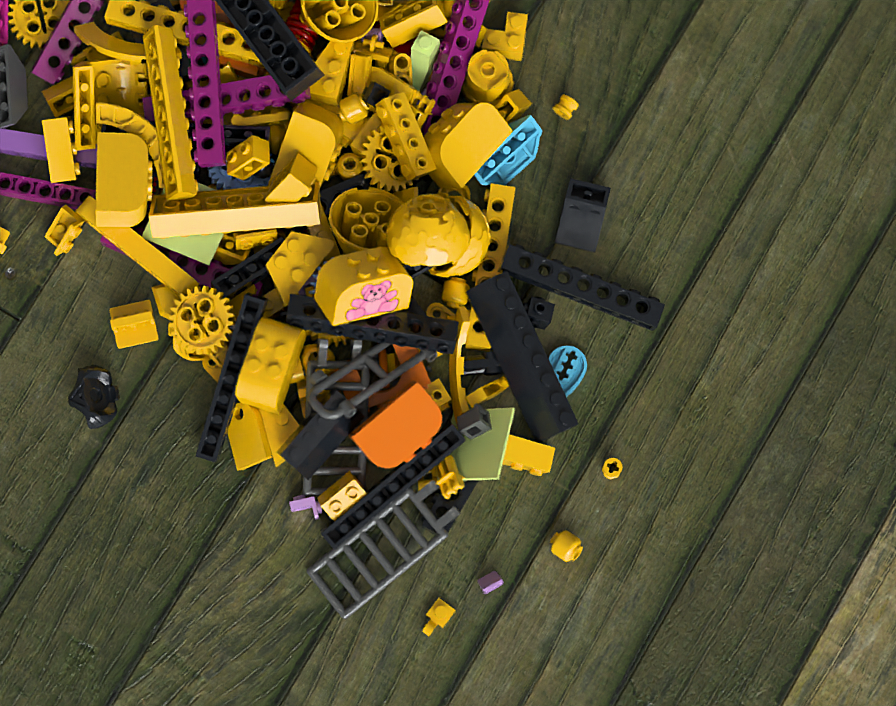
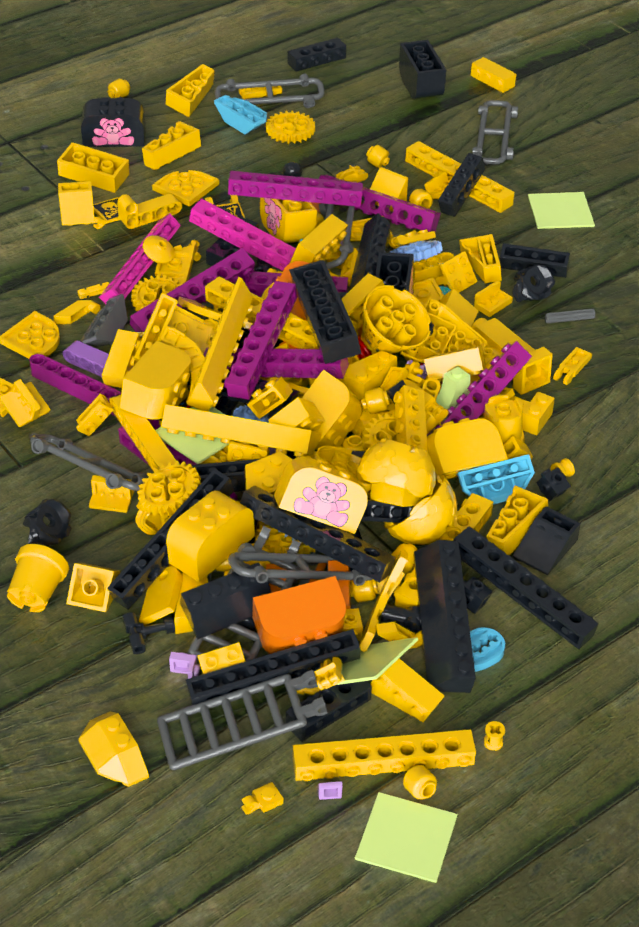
camera: 25 degrees right, 35 degrees down
(120, 470) = (36, 576): none -> yellow piece
(138, 323) = (40, 445): none -> dark grey bar
(174, 449) = (90, 586): none -> yellow slope
(243, 483) = (139, 631): none -> black bar
(282, 622) = (113, 750): none -> yellow wedge
(474, 422) = (381, 644): dark grey brick -> none
(545, 200) = (516, 519): none -> yellow wedge
(564, 134) = (553, 483): none -> black brick
(573, 601) = (406, 837): none -> yellowish green piece
(587, 489) = (383, 755): none -> yellow brick

